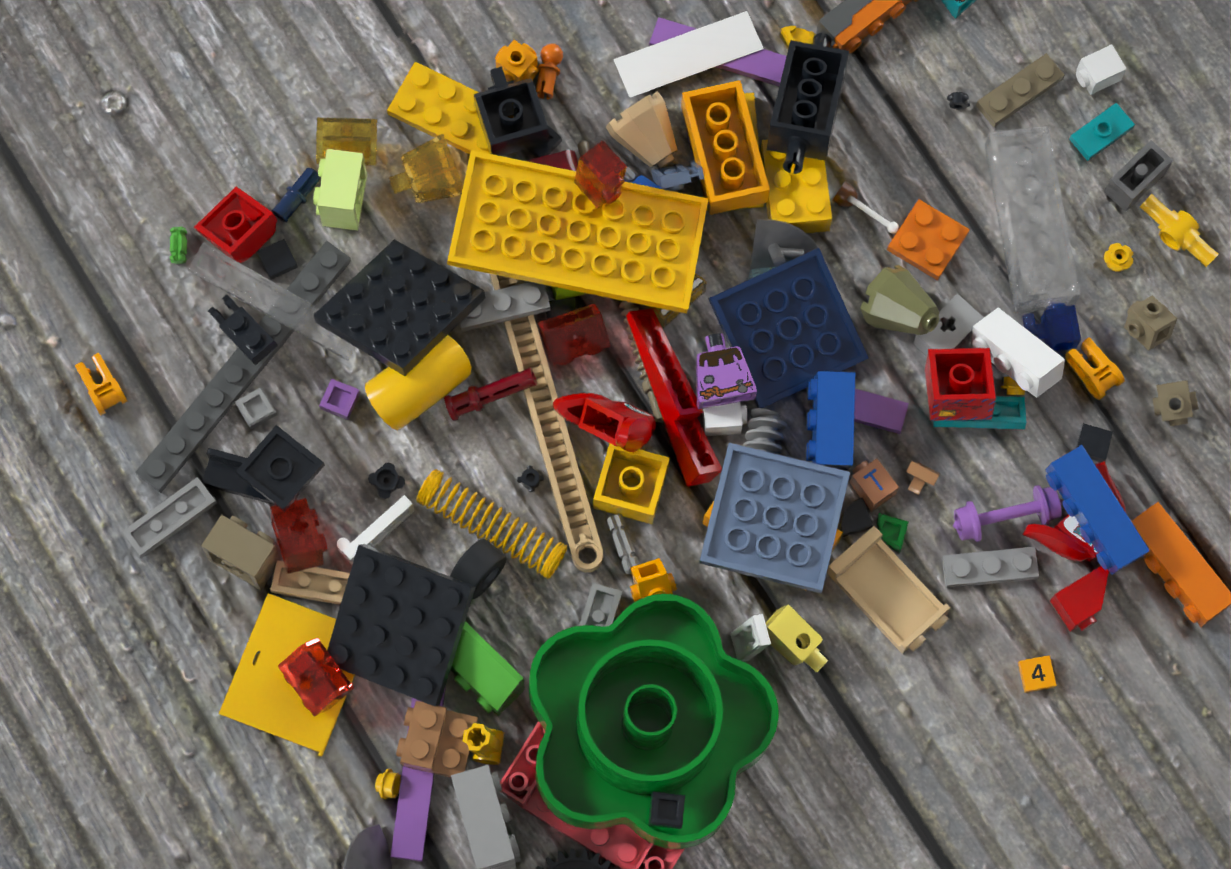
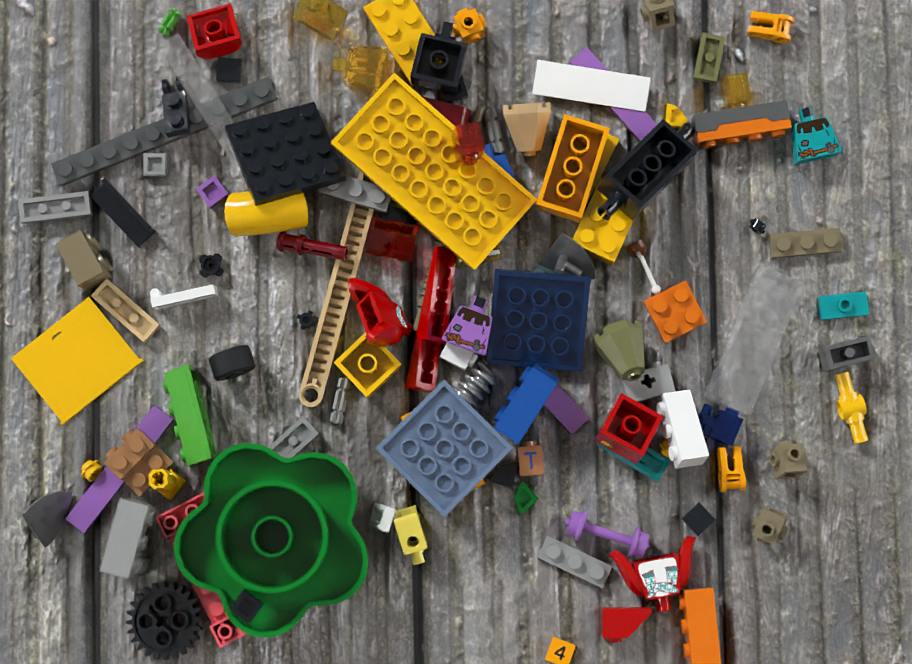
camera: 35 degrees right, 10 degrees up
(104, 394) = (62, 98): light orange piece -> none
(280, 468) = (139, 219): black plate -> none
(296, 194) = (268, 32): dark blue axle -> none
(298, 537) = (128, 257): clear red brick -> none
(315, 677) = (83, 373): clear red brick -> none
(341, 189) = (296, 47): yellowish green brick -> none
(400, 624) = (155, 372): black plate -> none
(431, 486) = (234, 288): yellow piece -> none
(551, 56) = (496, 33): orange pin -> none
(651, 579) = (340, 441): light orange brick -> none
(676, 175) = (527, 168): sand blue plate -> none
(888, 591) = (495, 539): tan panel -> none
(921, 475) = (566, 473): medium nougat tile -> none
(1096, 510) = (665, 571): blue brick -> none
(1100, 69) = (869, 262): white brick -> none
(1118, 264) = (791, 401): yellow plate -> none

